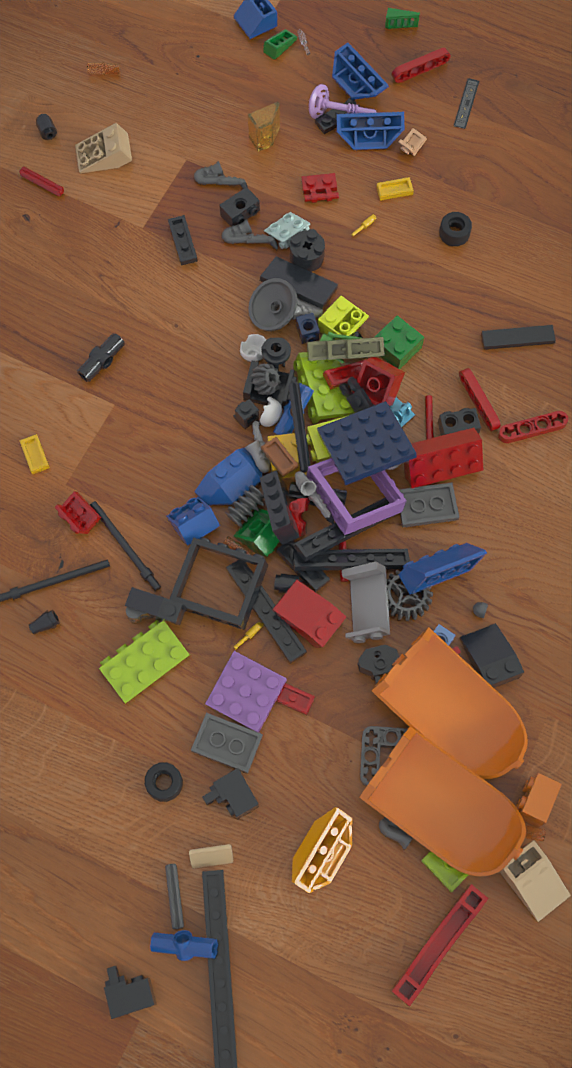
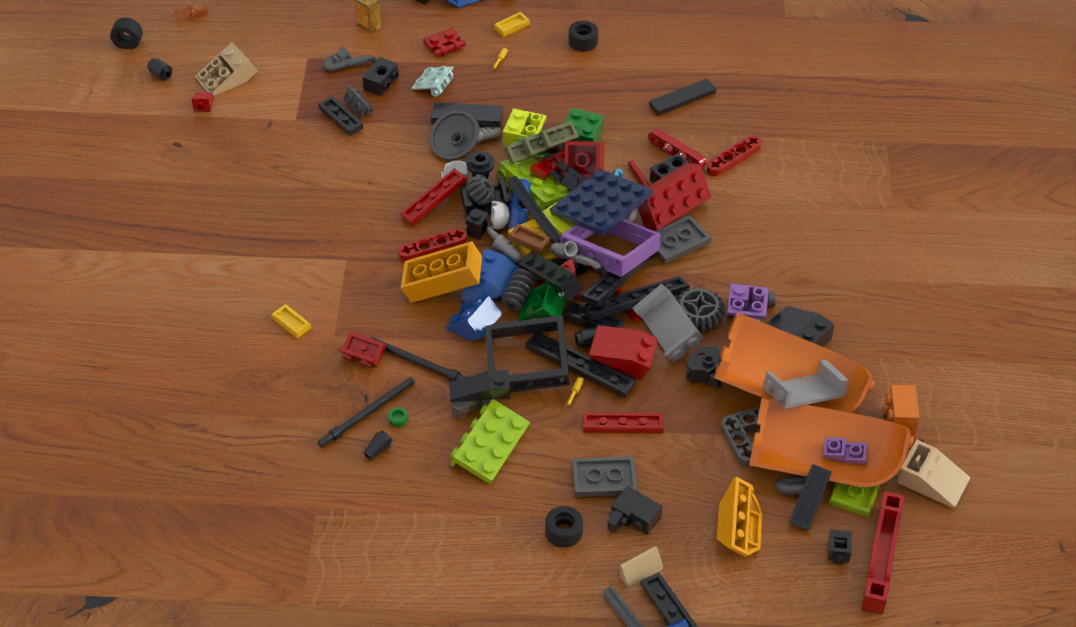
camera: 25 degrees left, 20 degrees down
(33, 76) = (127, 26): none -> black tyre
(41, 181) = (180, 112): red axle -> none
(68, 177) = (202, 101): none -> red bracket
(77, 597) = (398, 417): none -> green tile
(100, 357) = (314, 225): black piece -> none
(182, 462) = (441, 272): none -> light orange brick
(197, 422) = (431, 242): none -> red beam
(204, 223) = (356, 102): none -> dark grey hinge
(220, 368) = (433, 197): none -> red tile
(238, 233) = (394, 94): dark grey piece -> none
(246, 691) = (598, 429): medium lavender plate -> none
(307, 250) = (461, 87): black brick -> none
(307, 322) = (494, 144): dark blue brick -> none
(400, 855) = (810, 497): none -> black plate
(406, 910) = (839, 549): none -> black brick
(440, 567) = (719, 273): blue slope -> none
(454, 609) = (748, 300): none -> medium lavender slope
(457, 734) = (823, 386): none -> light grey panel
(461, 818) = (846, 452): none -> medium lavender slope

